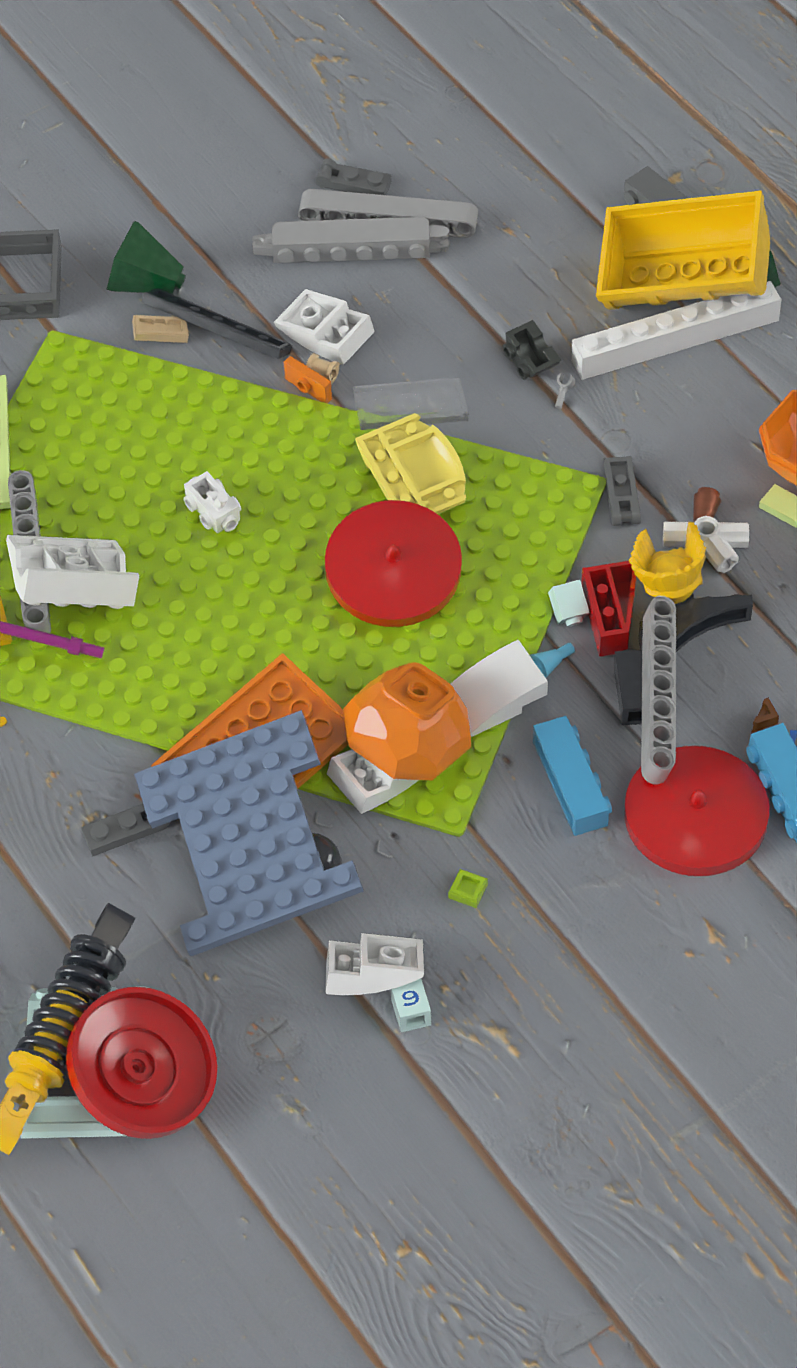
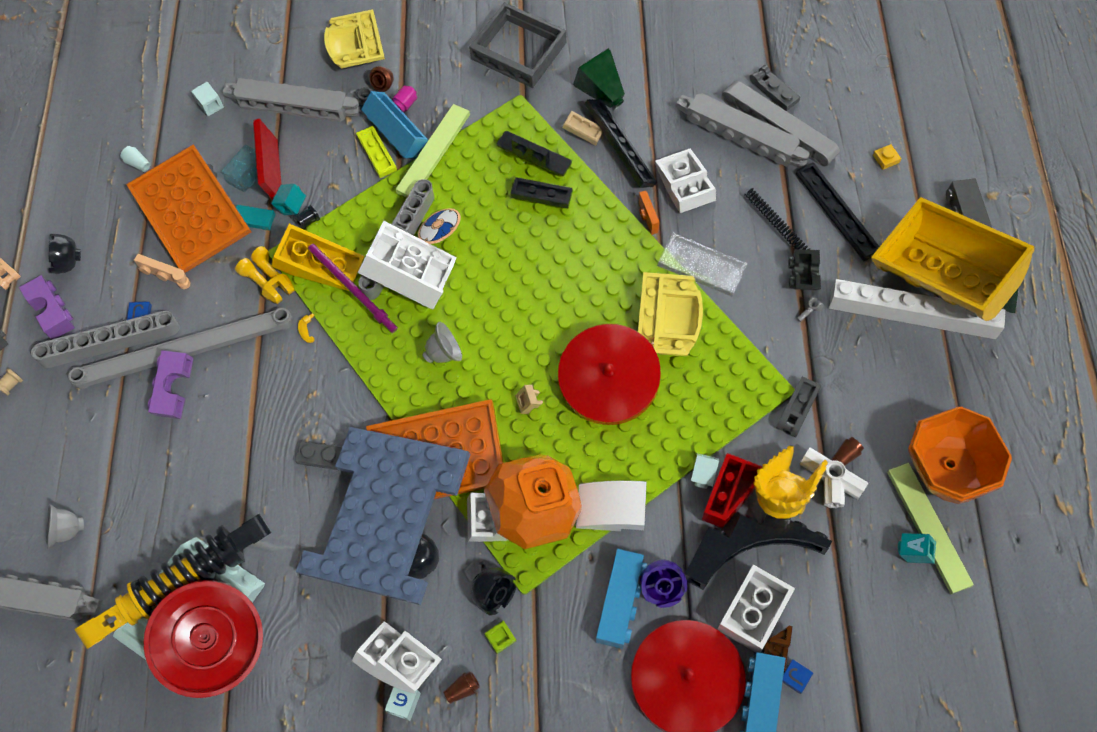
camera: 35 degrees right, 10 degrees up
(72, 513) = (439, 226): none -> shield
(122, 381) = (534, 153): none -> black bracket
(166, 419) = (541, 192): none -> black plate
(176, 638) = (442, 346): none -> light grey hat
(212, 502) = (527, 271): white brick -> none
(319, 637) = (527, 399): none -> tan tile
(323, 367) = (663, 209): tan bush -> none
(426, 842) = (492, 589): none -> black cylinder
(456, 317) = (767, 209): none -> black piece
(465, 955) = (463, 687): none -> copper cone
(520, 275) = (838, 211): none -> black tile
(533, 192) = (887, 156): none -> yellow plate
(550, 659) = (660, 503): medium azure cone -> none
(607, 730) = (663, 583): none -> dark purple cylinder
(659, 623) = (706, 582): light grey beam -> none
(720, 701) = (756, 609): none -> white brick

